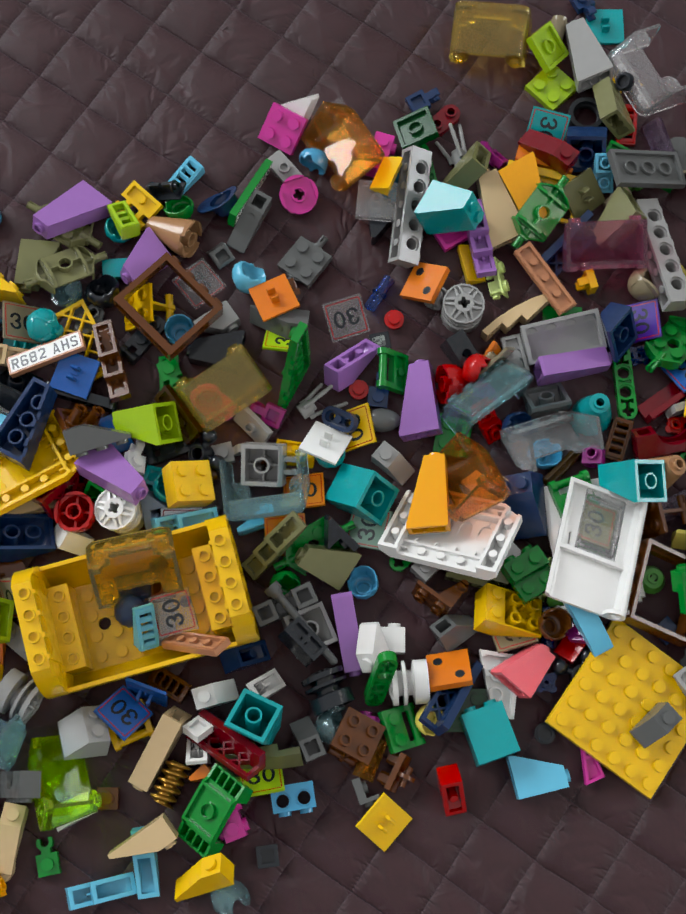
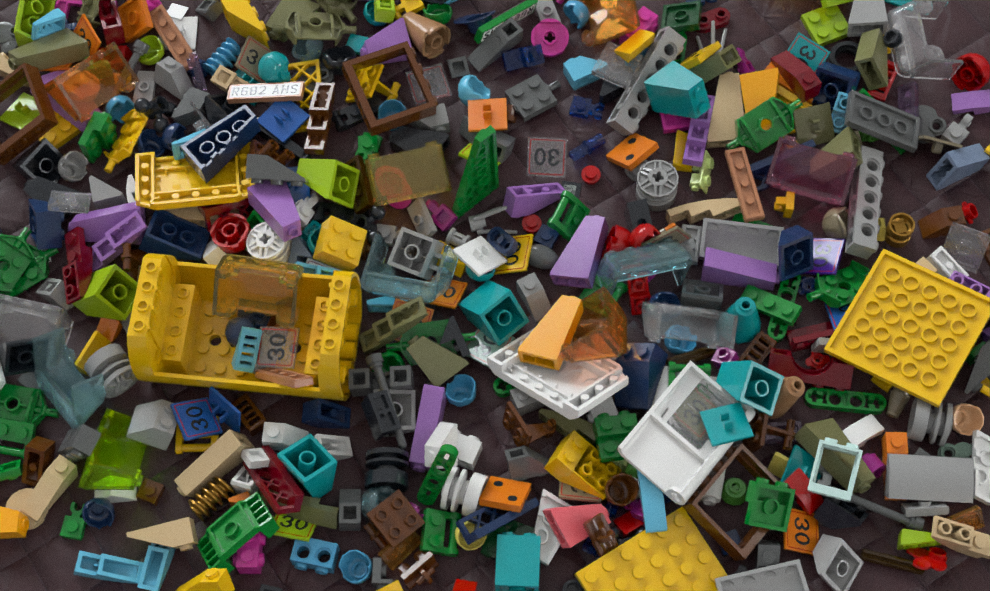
camera: 25 degrees right, 10 degrees down
(68, 841) = (98, 512): none -> dark blue hair
(280, 223) = (523, 57): none -> clear blue slope
(295, 432) = (456, 238): none -> light grey bush
(337, 794) = (356, 566): none -> dark azure hair
(341, 218) = (578, 71): none -> medium azure slope
(357, 253) = (583, 107): none -> clear blue plate
(451, 164) = (700, 56): none -> yellow tile
(554, 675) = (600, 534): none -> reddish brown hips
(614, 387) = (773, 305): none -> green plate
(629, 526) = (726, 424): none -> teal piece

